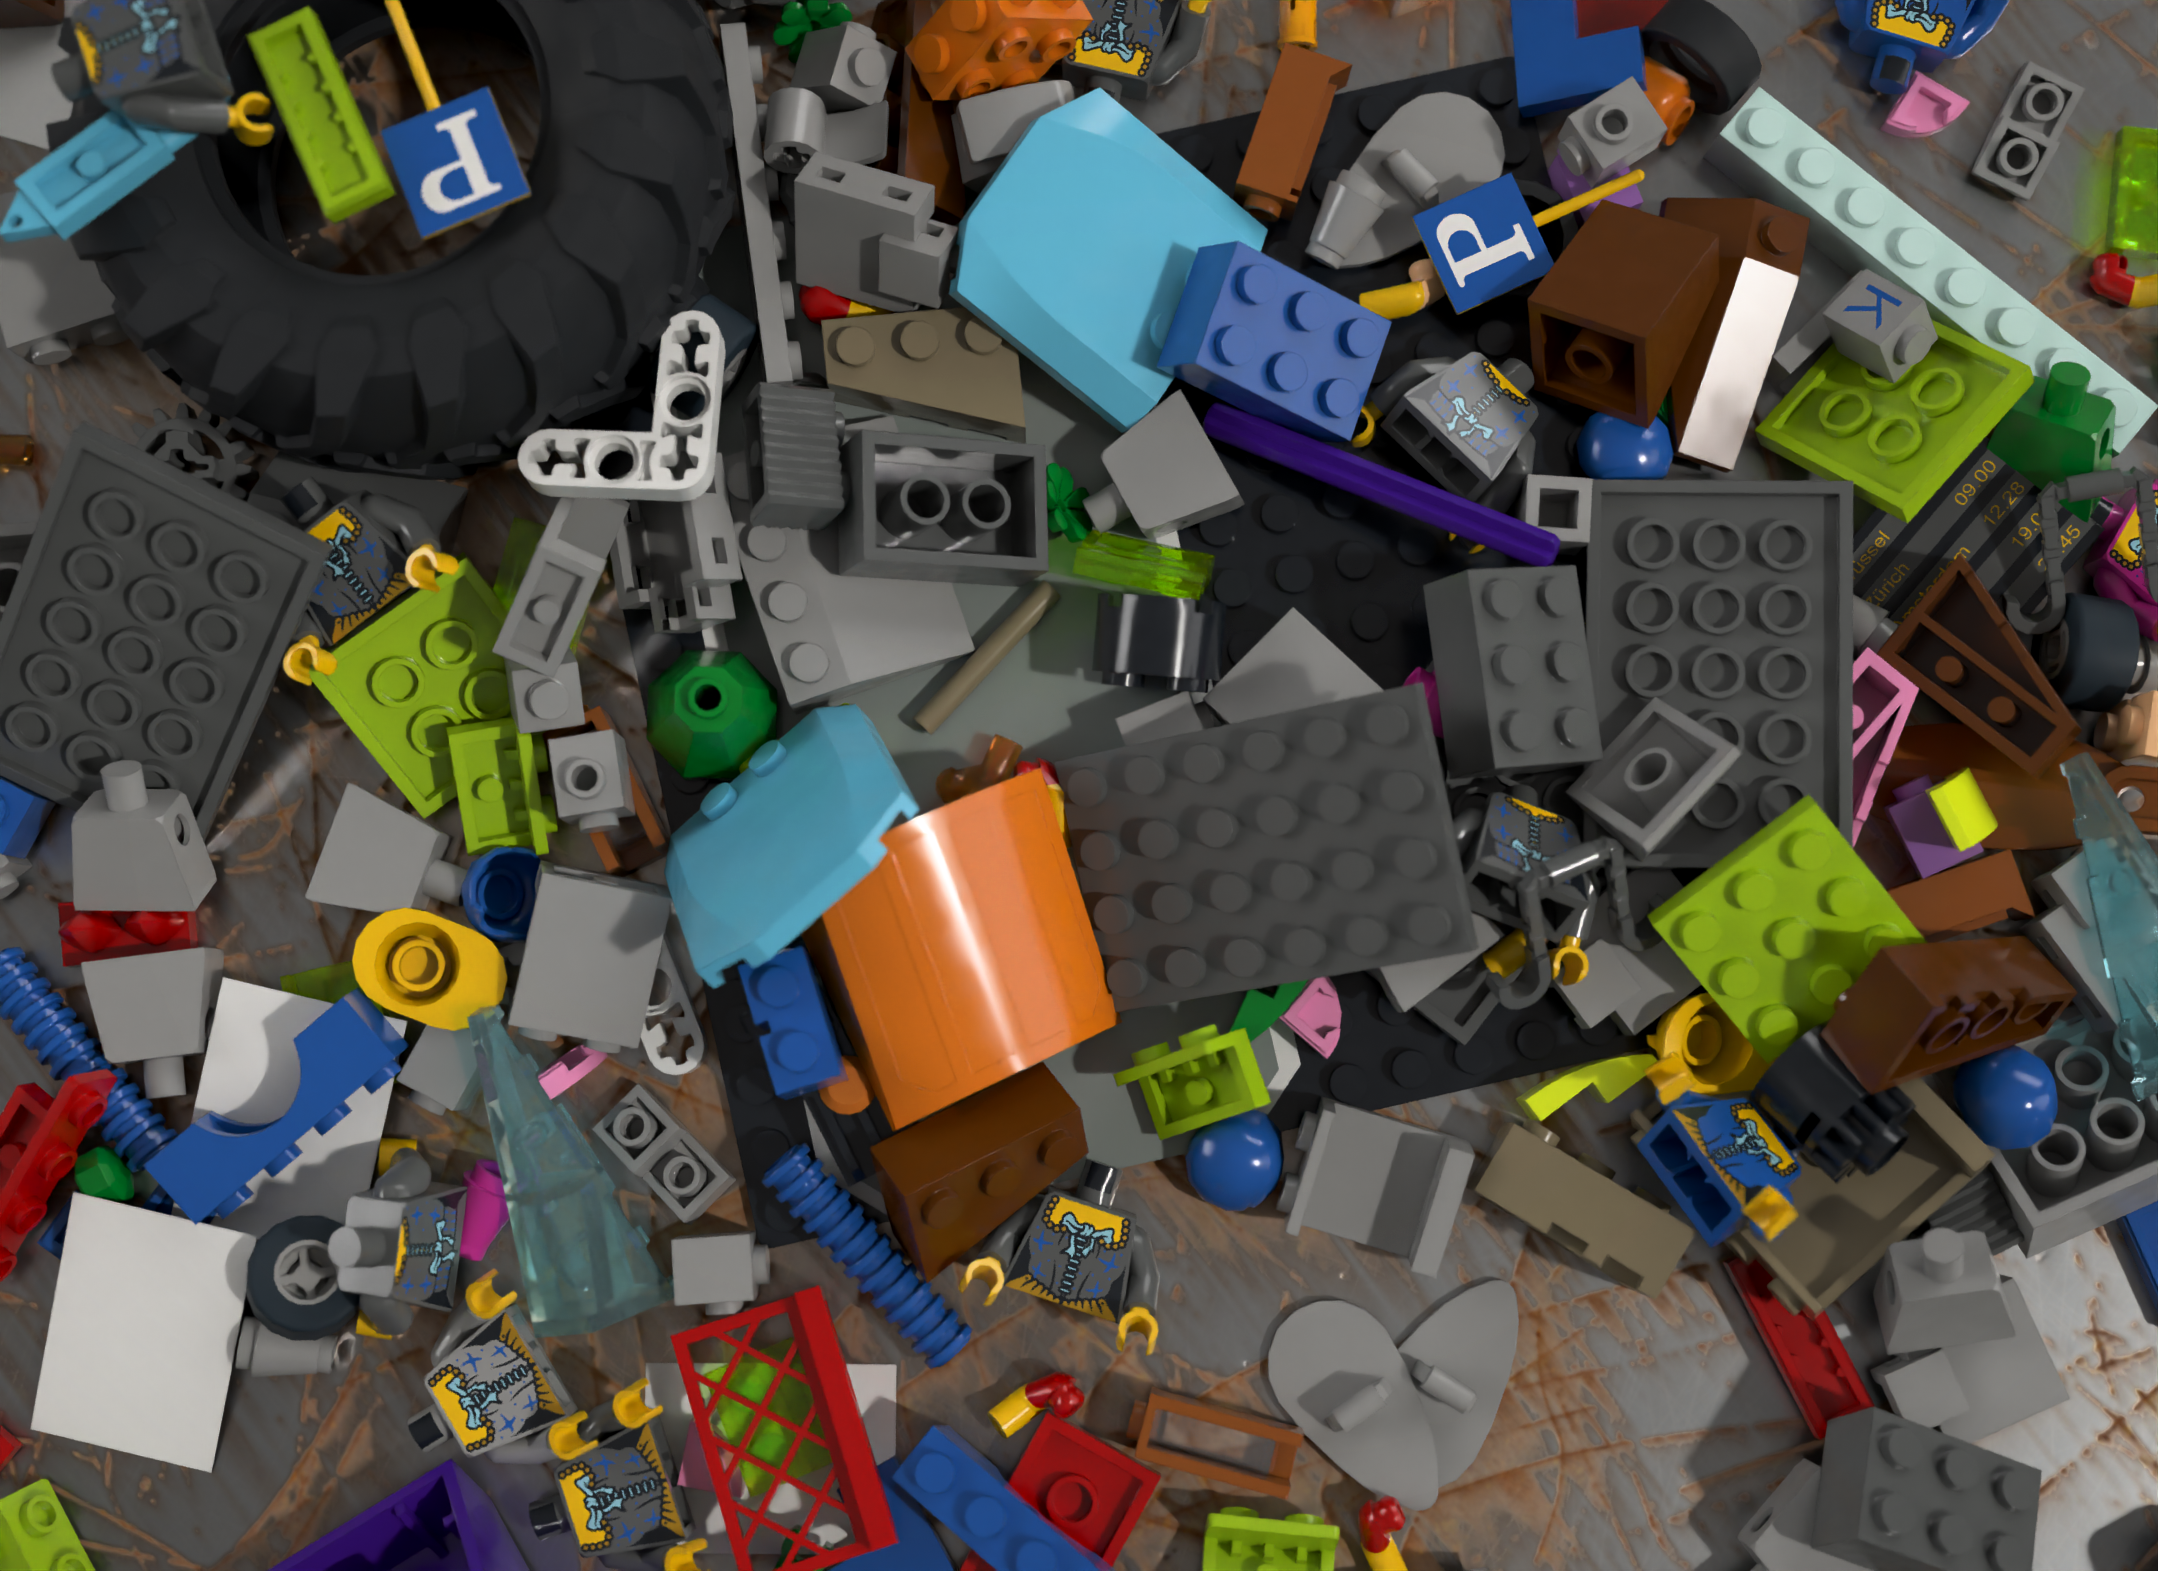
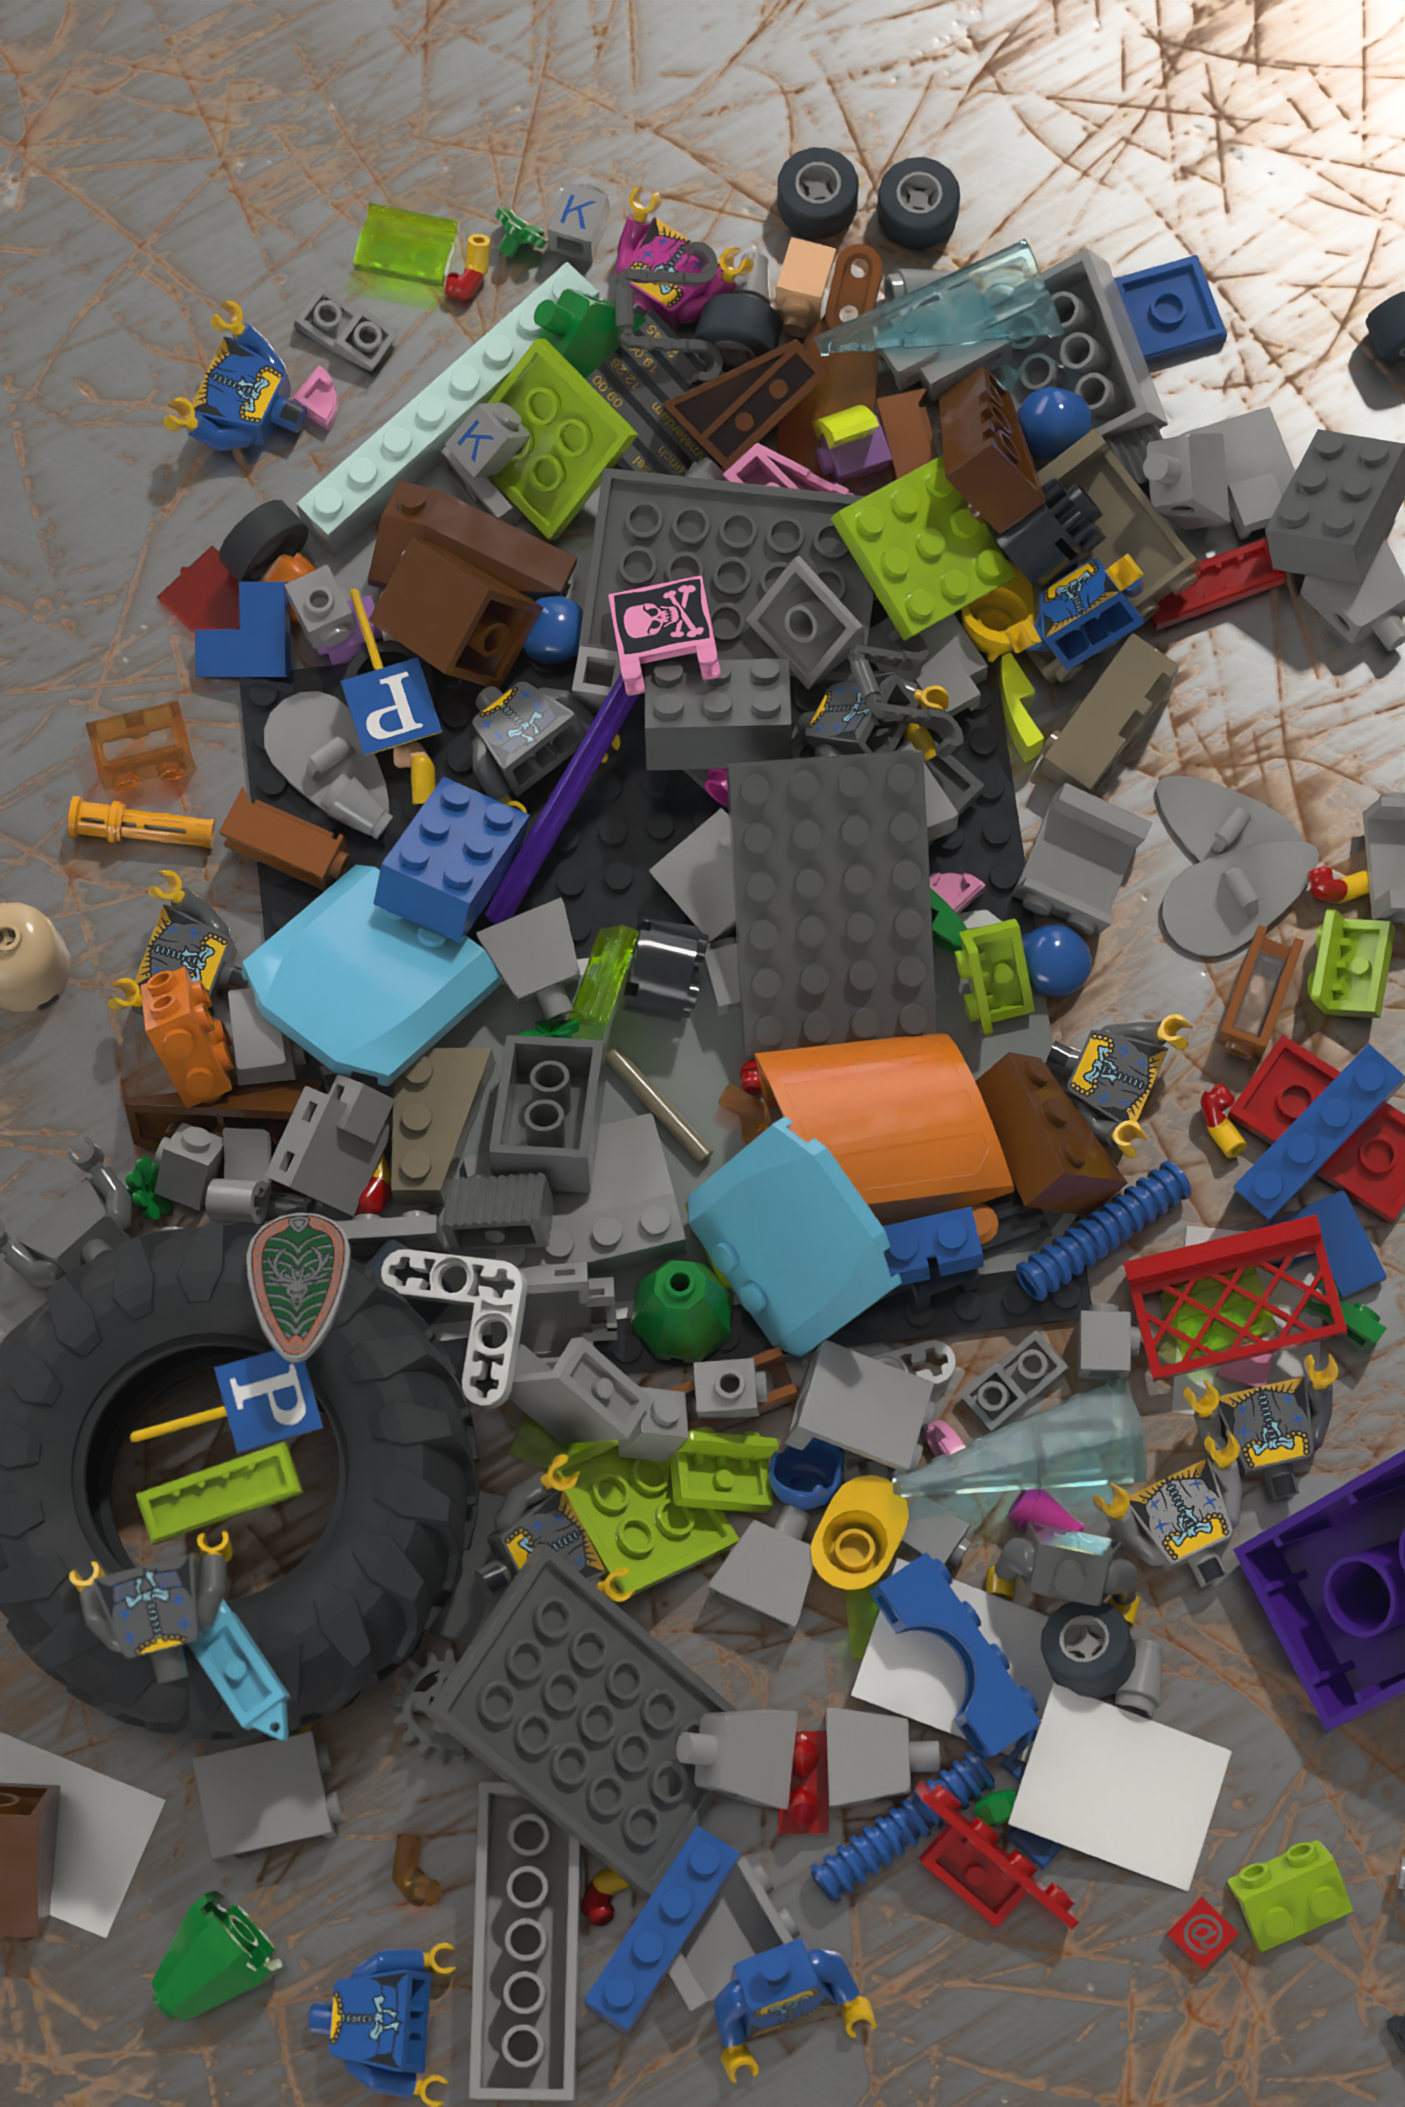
camera: 80 degrees left, 10 degrees down
(600, 174) = (298, 1280): none -> shield
(1629, 583) = (661, 625): none -> flag

